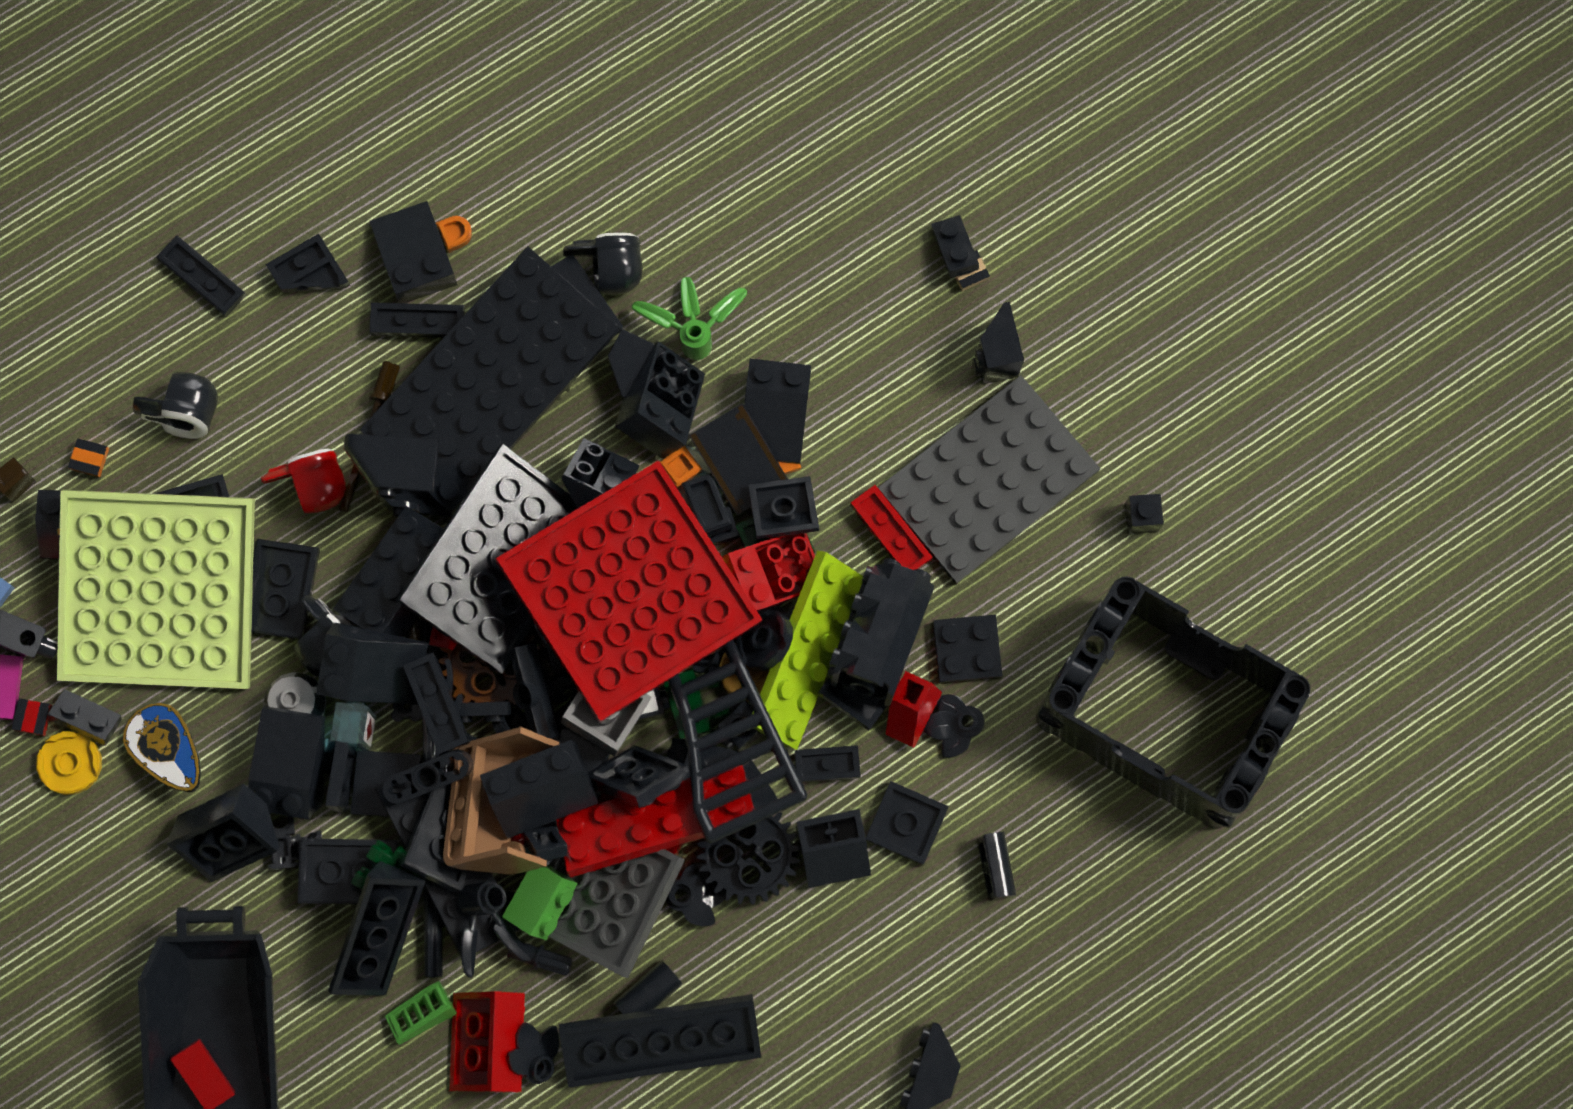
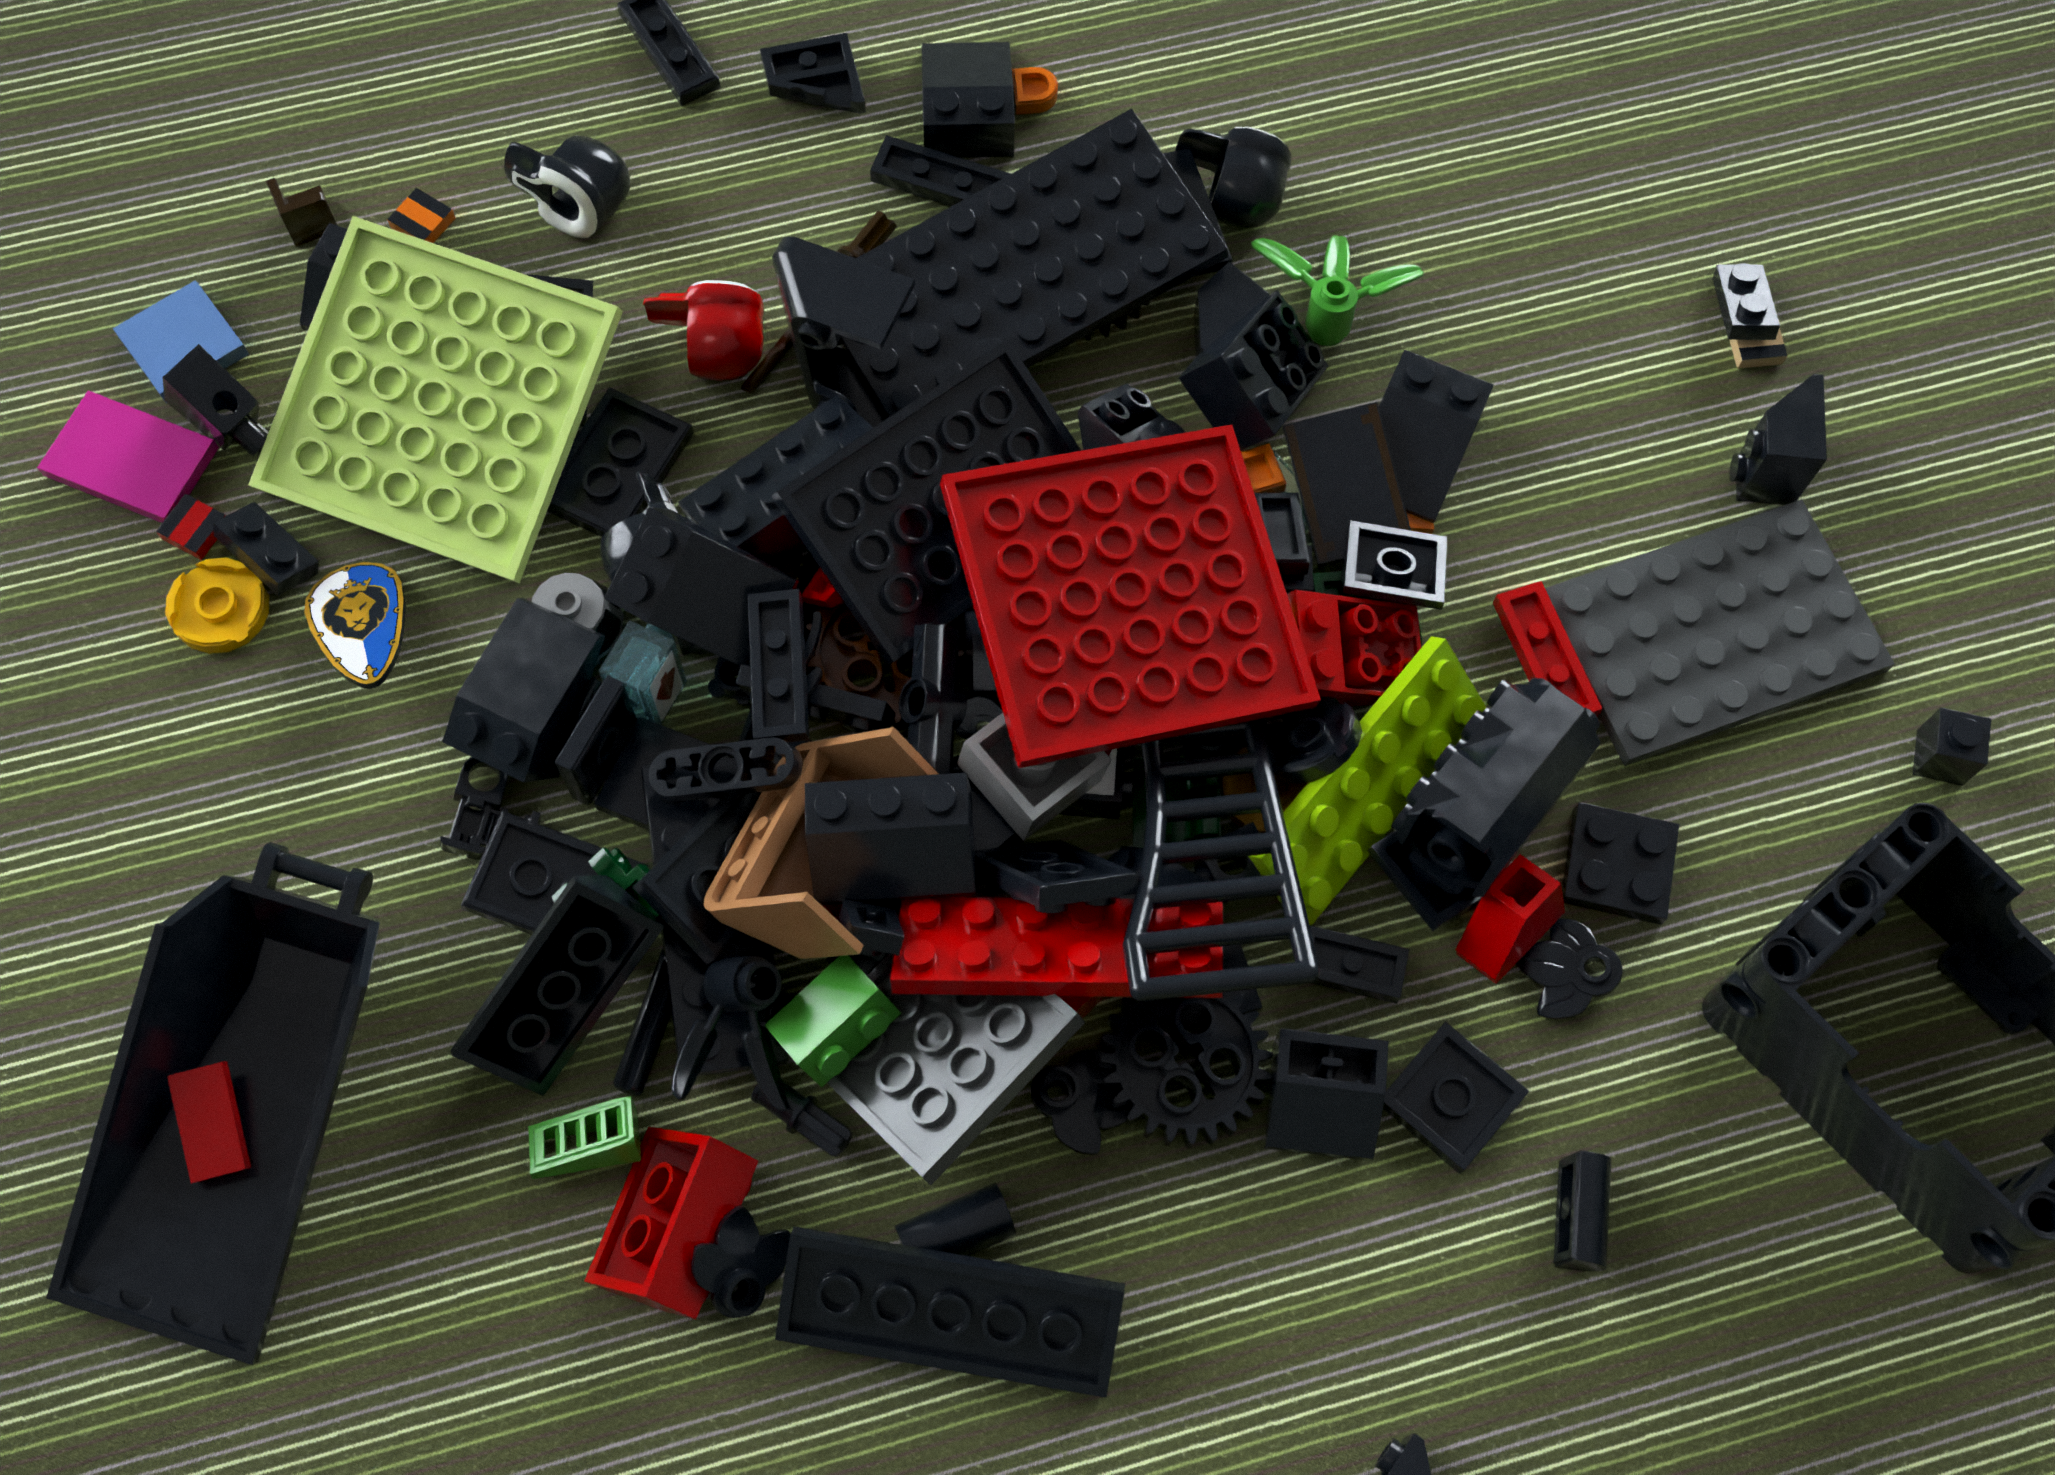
camera: 20 degrees right, 10 degrees down
(225, 833) = (392, 764): black slope -> none

